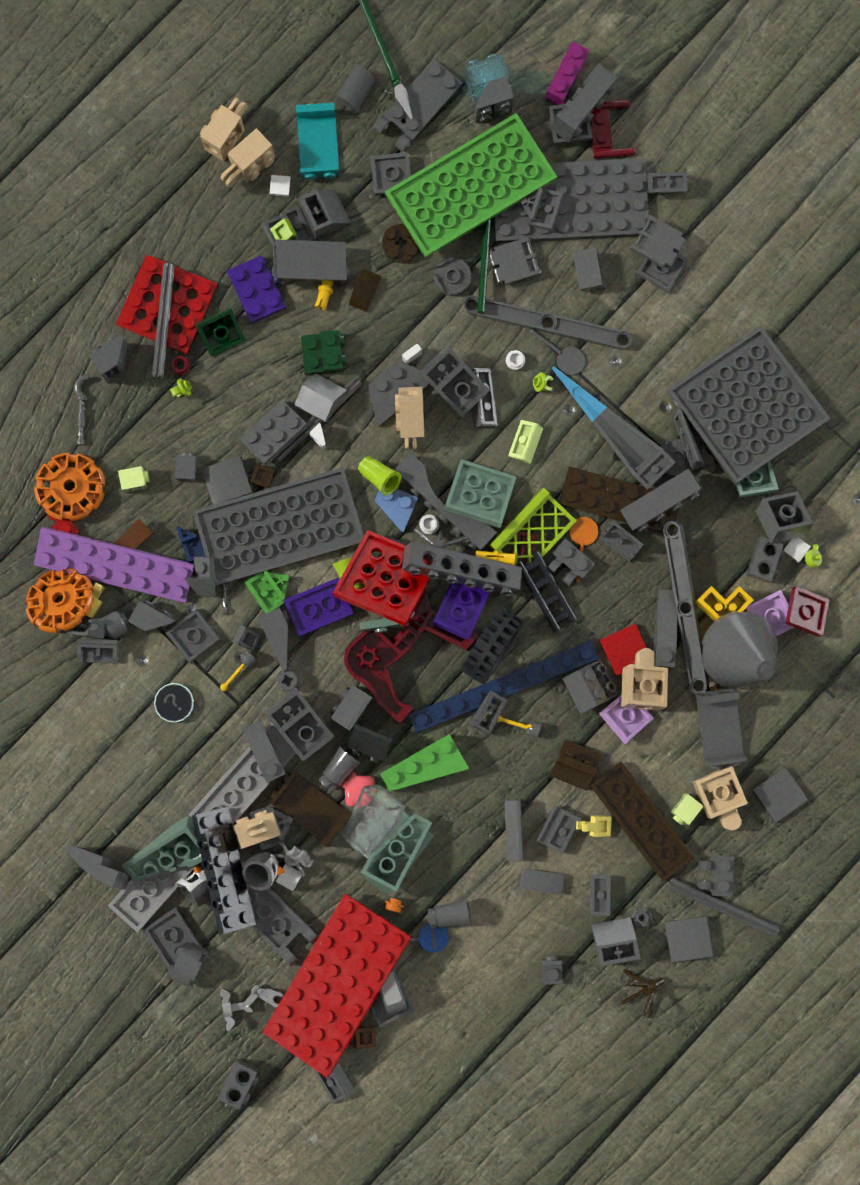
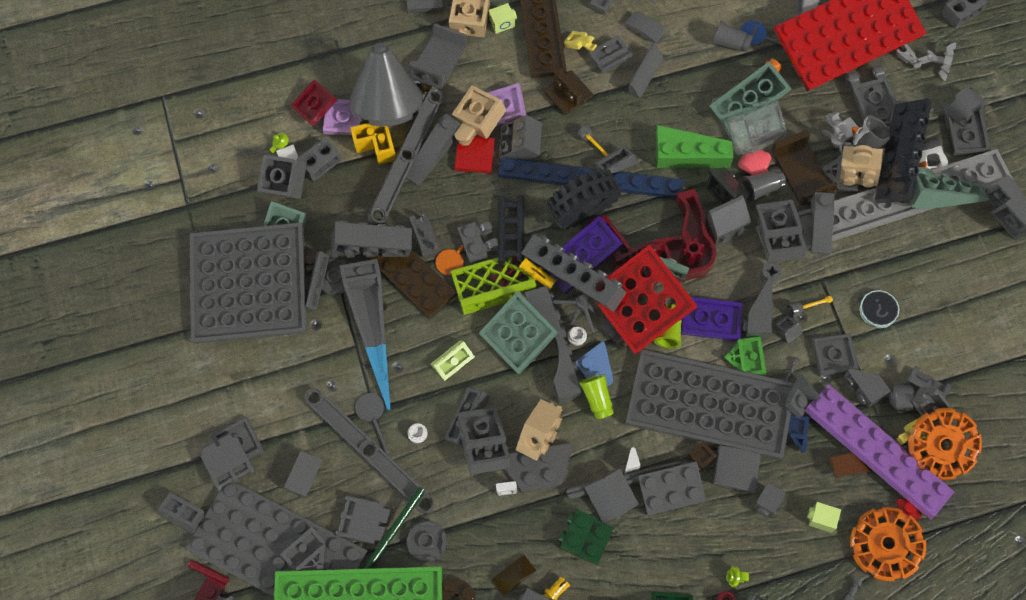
camera: 145 degrees left, 15 degrees down
(540, 381) = (407, 400): lime plate -> none

